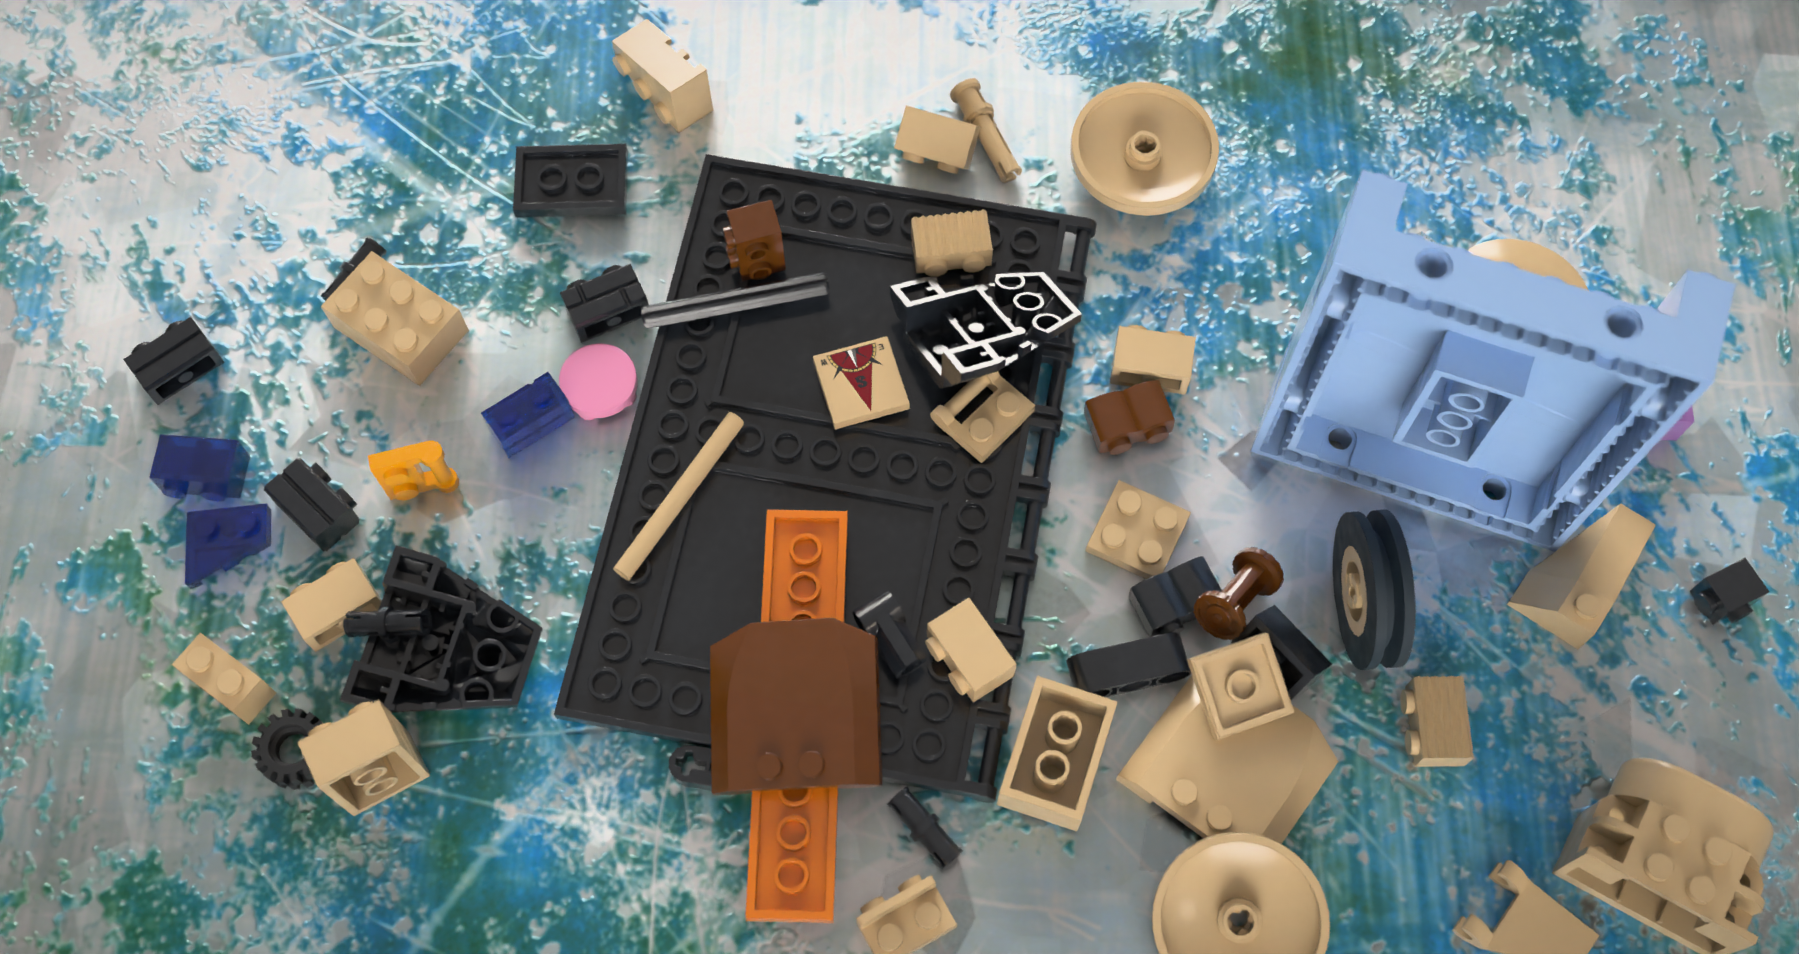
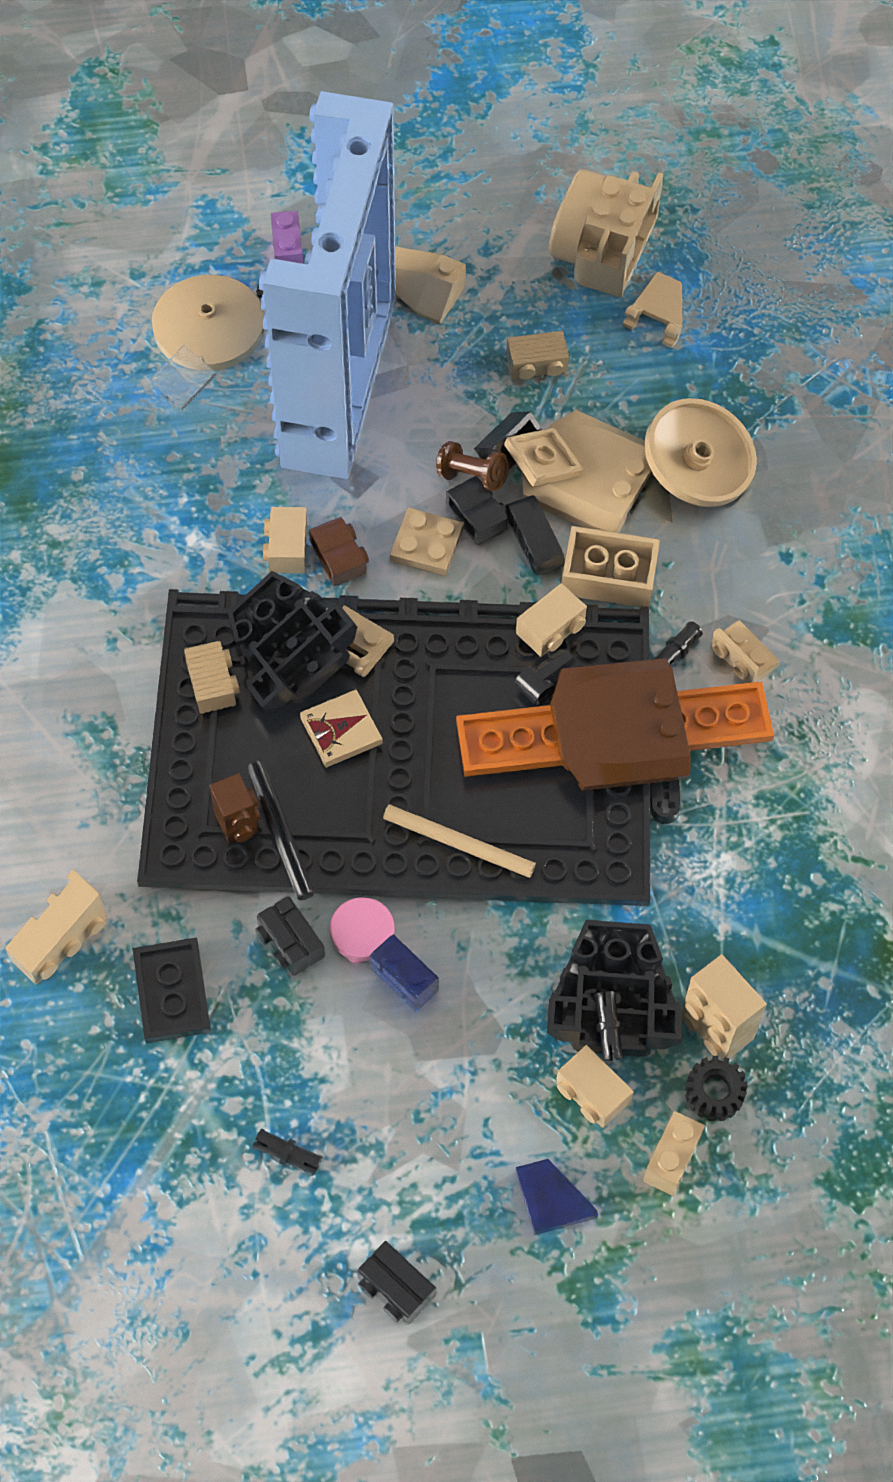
camera: 100 degrees left, 5 degrees down
(199, 467) = (494, 1229): clear blue brick -> none
(312, 504) = (510, 1126): black brick -> none
(395, 318) = (329, 1100): tan brick -> none
(403, 477) = (476, 1046): light orange plate -> none
(936, 138) = (105, 705): tan brick -> none
(980, 113) = (76, 682): tan pin -> none
(1144, 148) = (100, 557): tan dish -> none
(1374, 589) = (464, 377): black wheel -> none
(1729, 592) = (414, 200): black brick -> none

